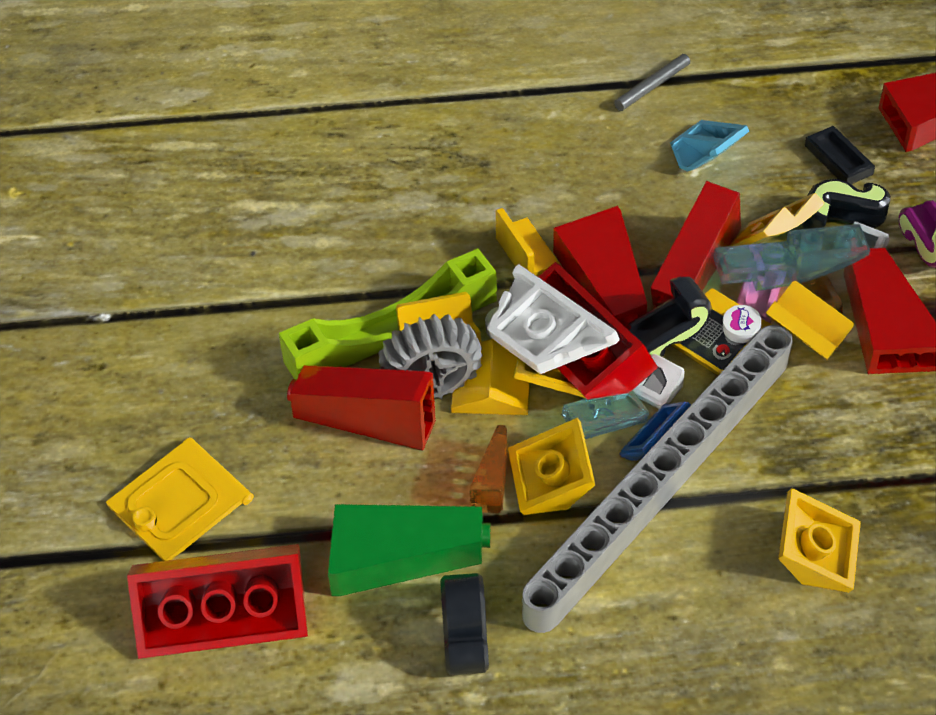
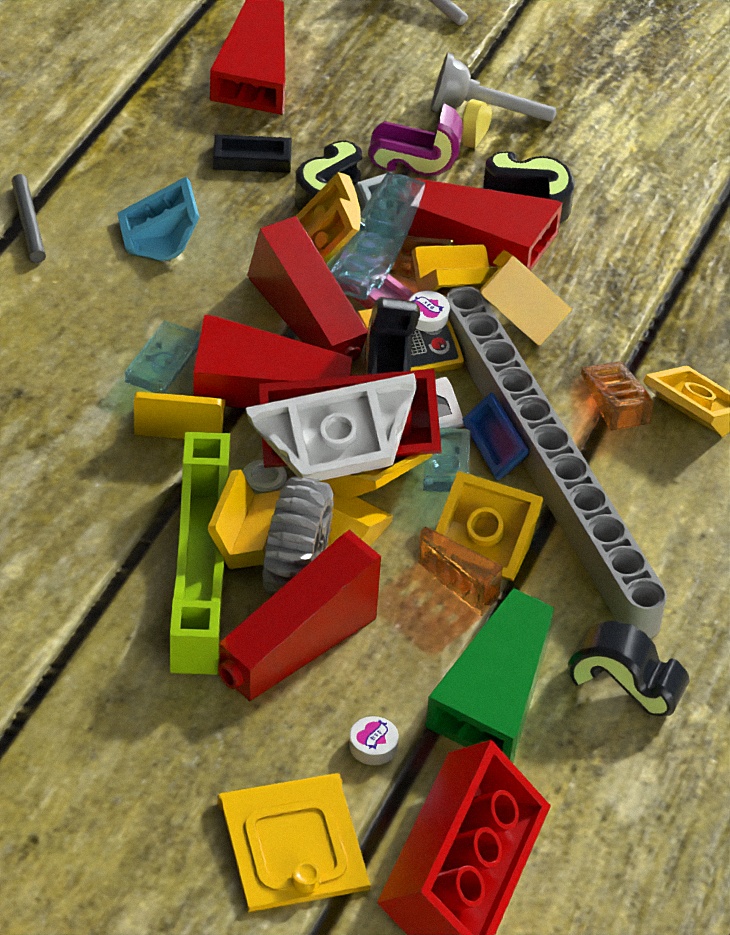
camera: 65 degrees left, 5 degrees down
(297, 500) = (373, 740): none -> white tile
(565, 209) = (163, 357): none -> clear light blue plate
(772, 510) = (620, 403): none -> clear orange slope
(817, 374) = (524, 299): none -> yellow panel

